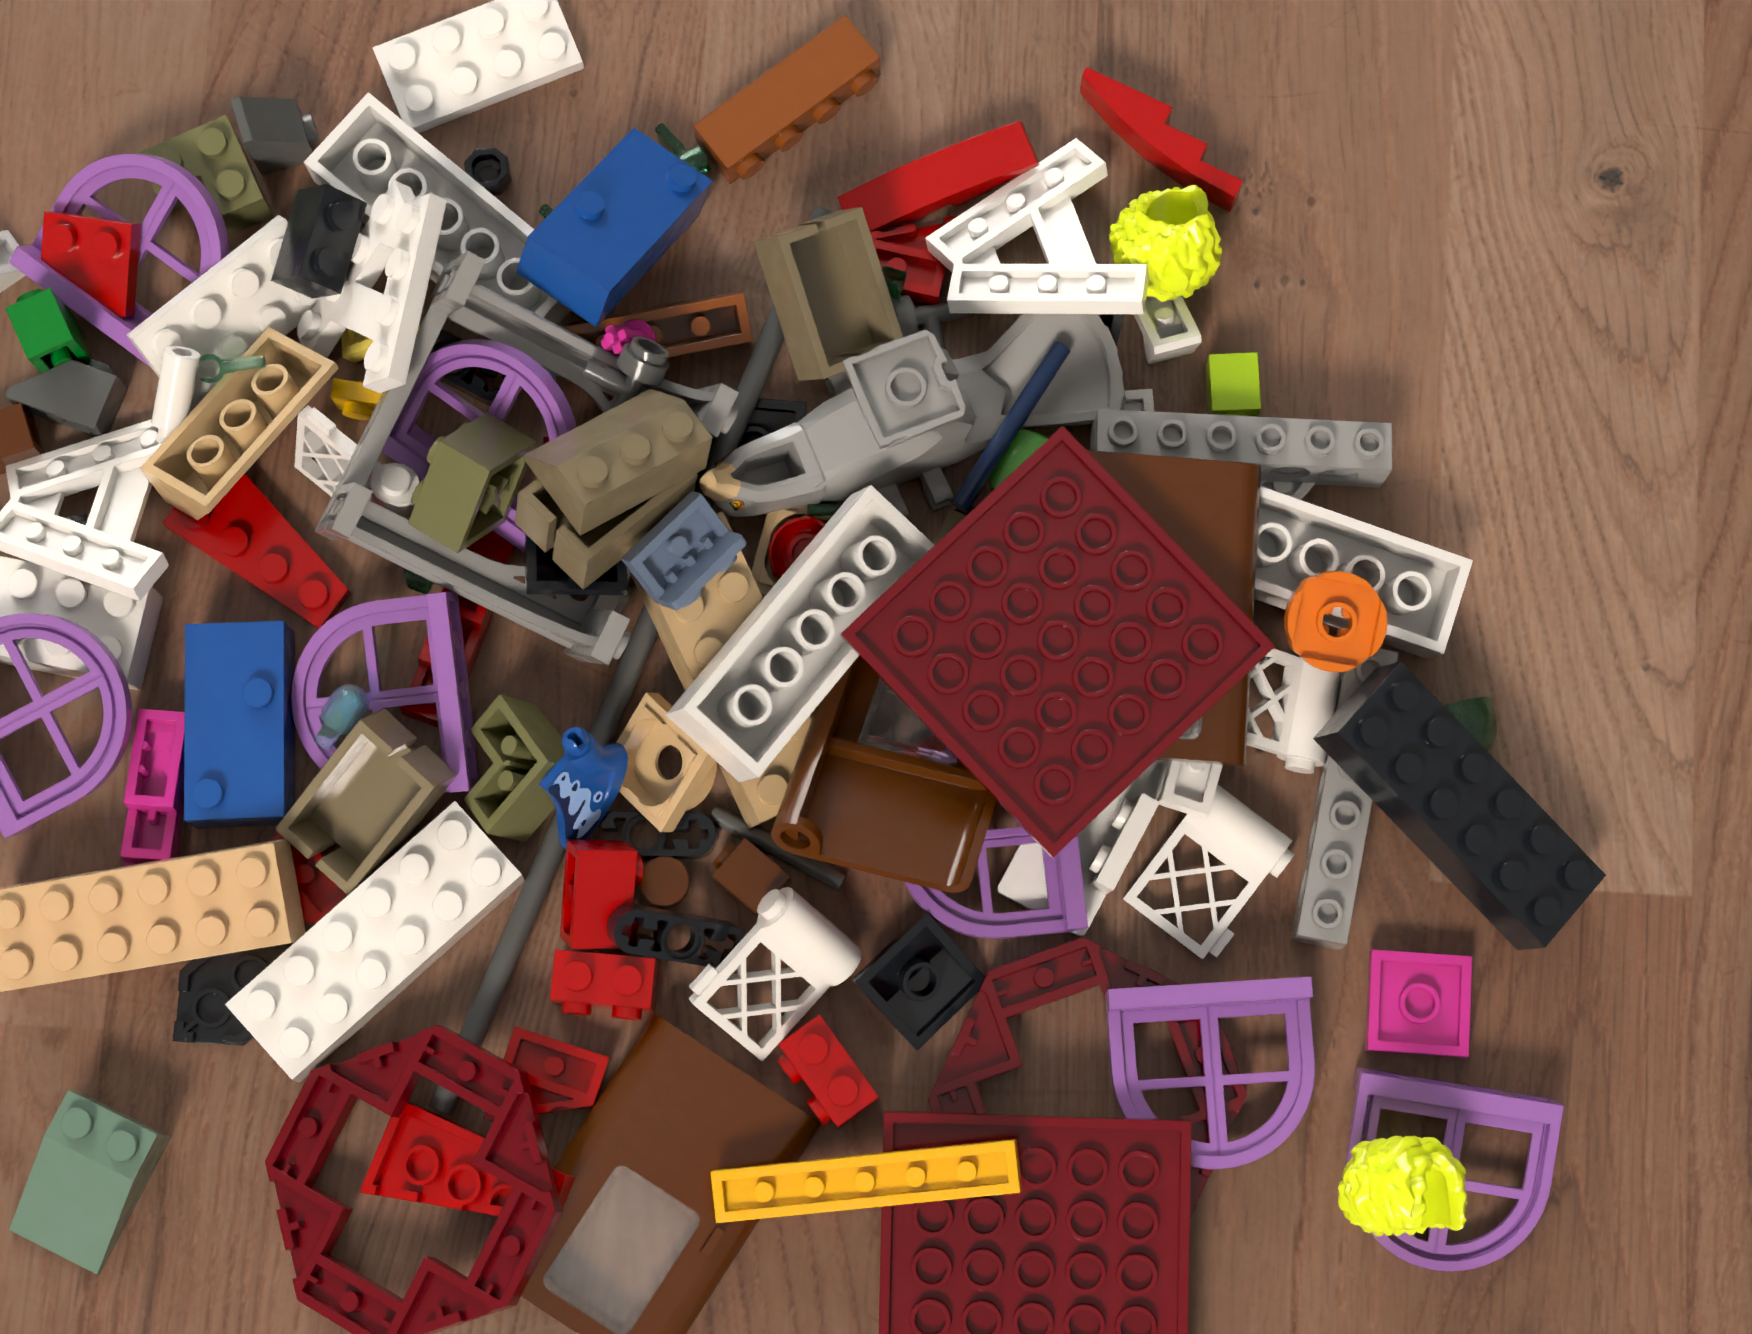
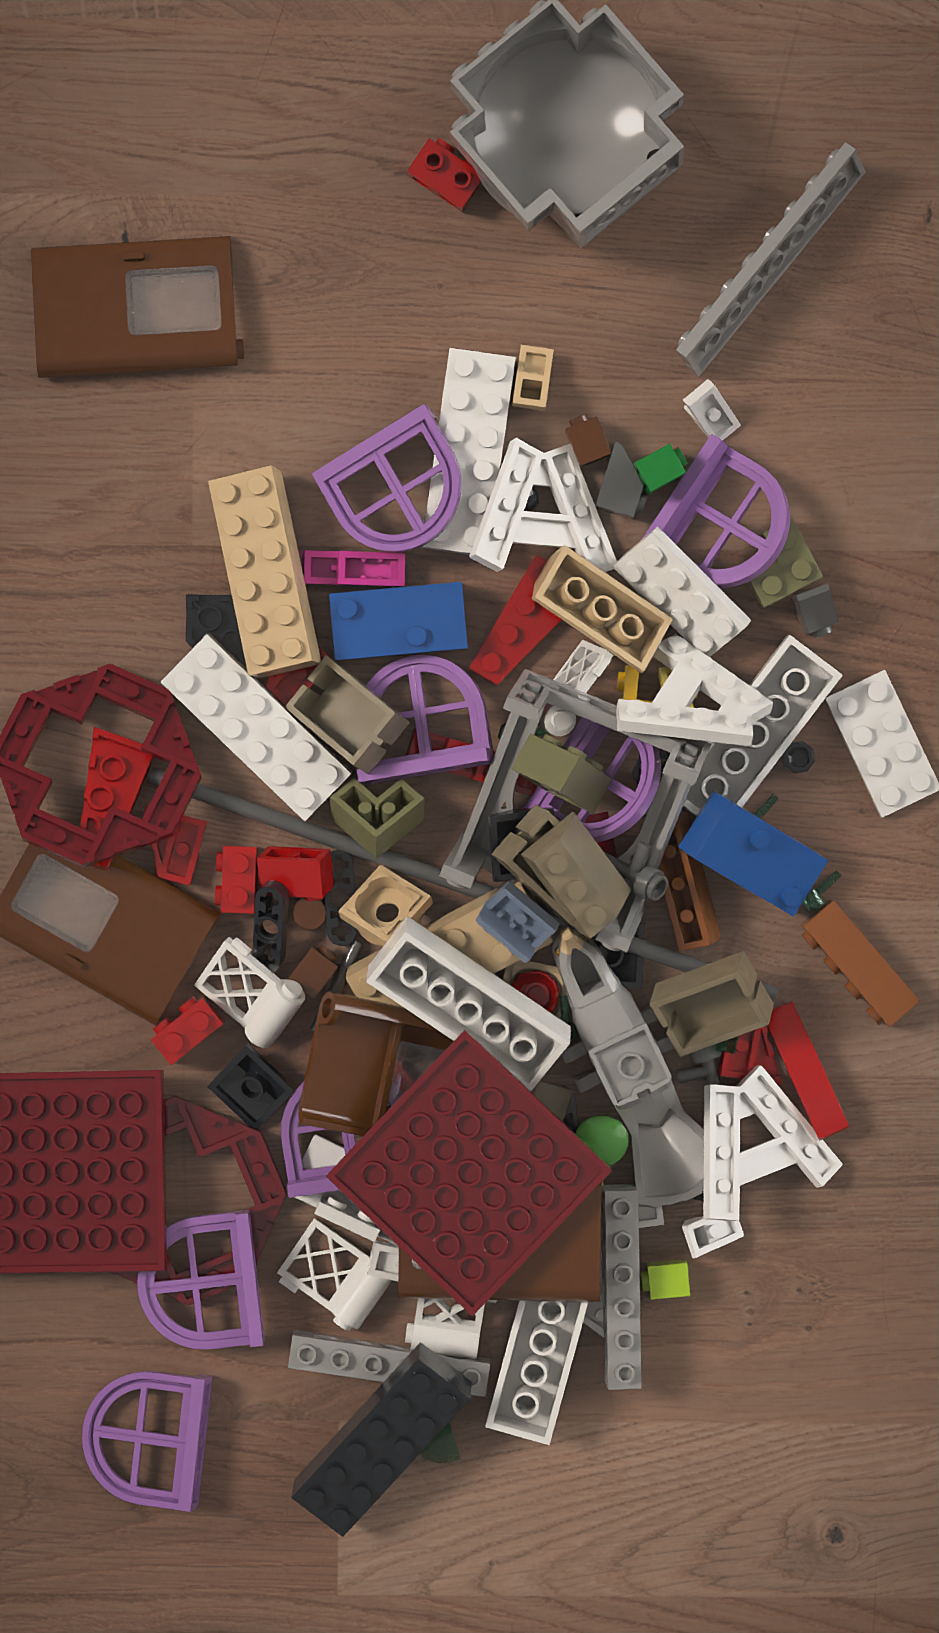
camera: 90 degrees right, 10 degrees up
(86, 1180) = (90, 547): sand green slope -> none
(95, 256) = (718, 493): red wing -> none
(174, 389) = (620, 562): white cylinder -> none
(231, 365) = (640, 595): clear green hand -> none
(319, 241) = (729, 652): black brick -> none
(341, 714) = (407, 691): clear light blue cylinder -> none
(584, 783) = (366, 859): blue arm -> none
(619, 335) = (673, 870): dark pink piece -> none
(866, 1181) = (115, 1061): yellow plate -> none
(1010, 427) = (628, 1130): dark blue bar -> none
(1146, 128) = (851, 1212): red slope -> none
(1172, 236) = (765, 1231): neon yellow hair -> none
(1350, 645) = (484, 1365): orange plate -> none
(1403, 1186) = (129, 1408): neon yellow hair -> none
(1418, 1003) = (254, 1415): dark pink plate -> none

